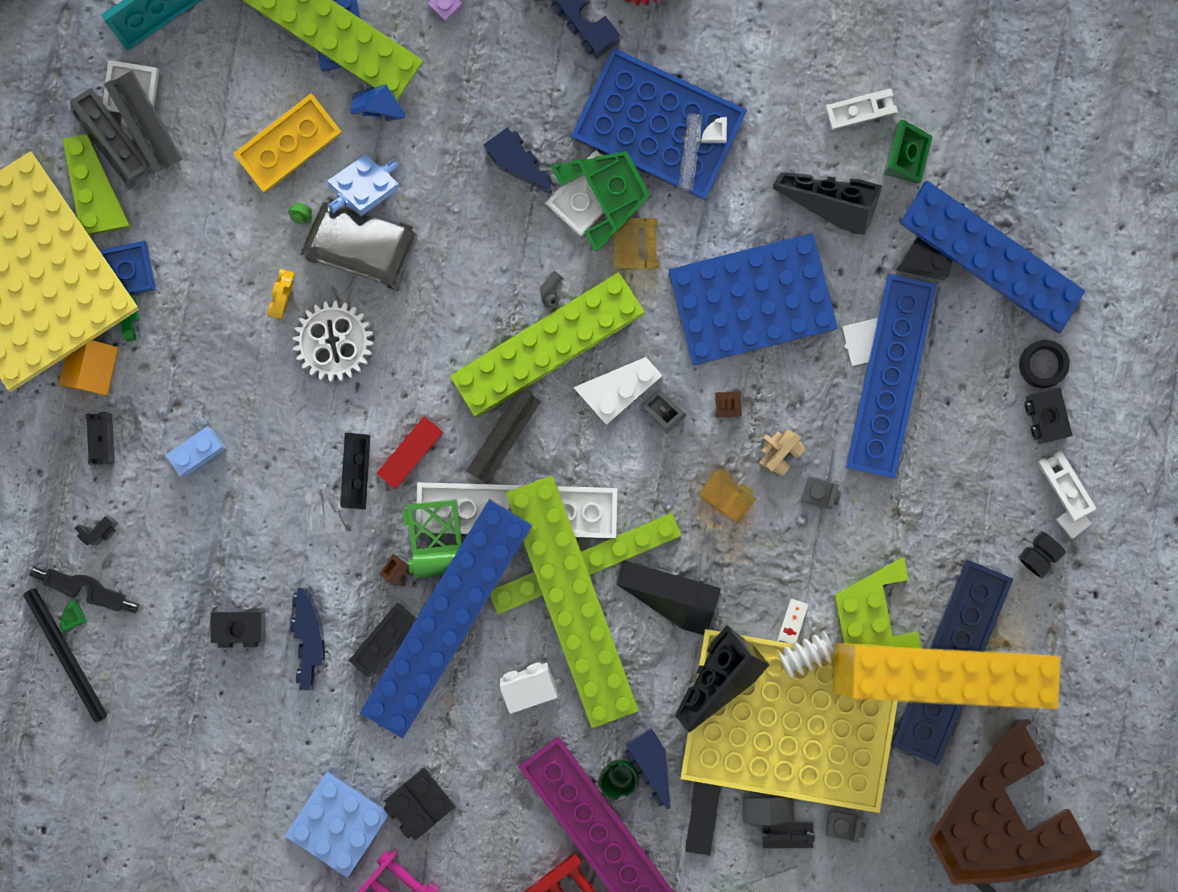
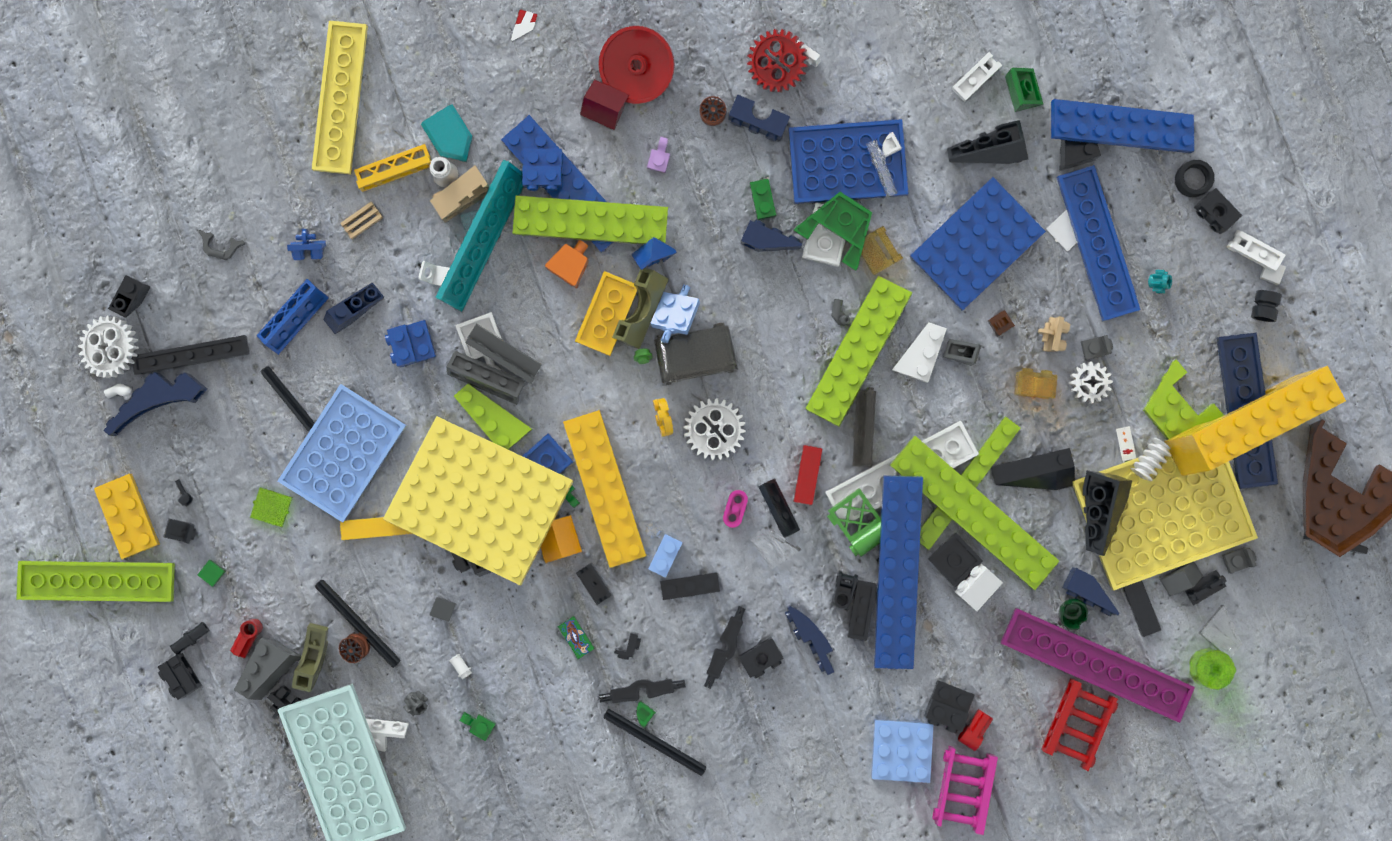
camera: 30 degrees left, 0 degrees up
(45, 487) = (576, 637): none -> tile
(48, 53) = (410, 343): none -> blue plate
(172, 339) = (604, 489): none -> yellow plate
(194, 601) = (721, 657): none -> black piece
(205, 502) = (690, 586): none -> black plate
(277, 63) = (569, 263): none -> orange torso
(305, 443) = (735, 508): none -> dark pink plate
(351, 142) = (650, 289): none -> olive arch
(376, 603) = (844, 588): none -> black piece
(394, 570) = (843, 559): reddish brown tile -> none
(427, 850) = (973, 733): none -> red piece
(520, 642) = (955, 559): none -> black plate
(538, 113) = (762, 199): none -> green plate
(796, 518) = (1090, 374): none -> white gear
(936, 458) = (1160, 281): none -> teal gear

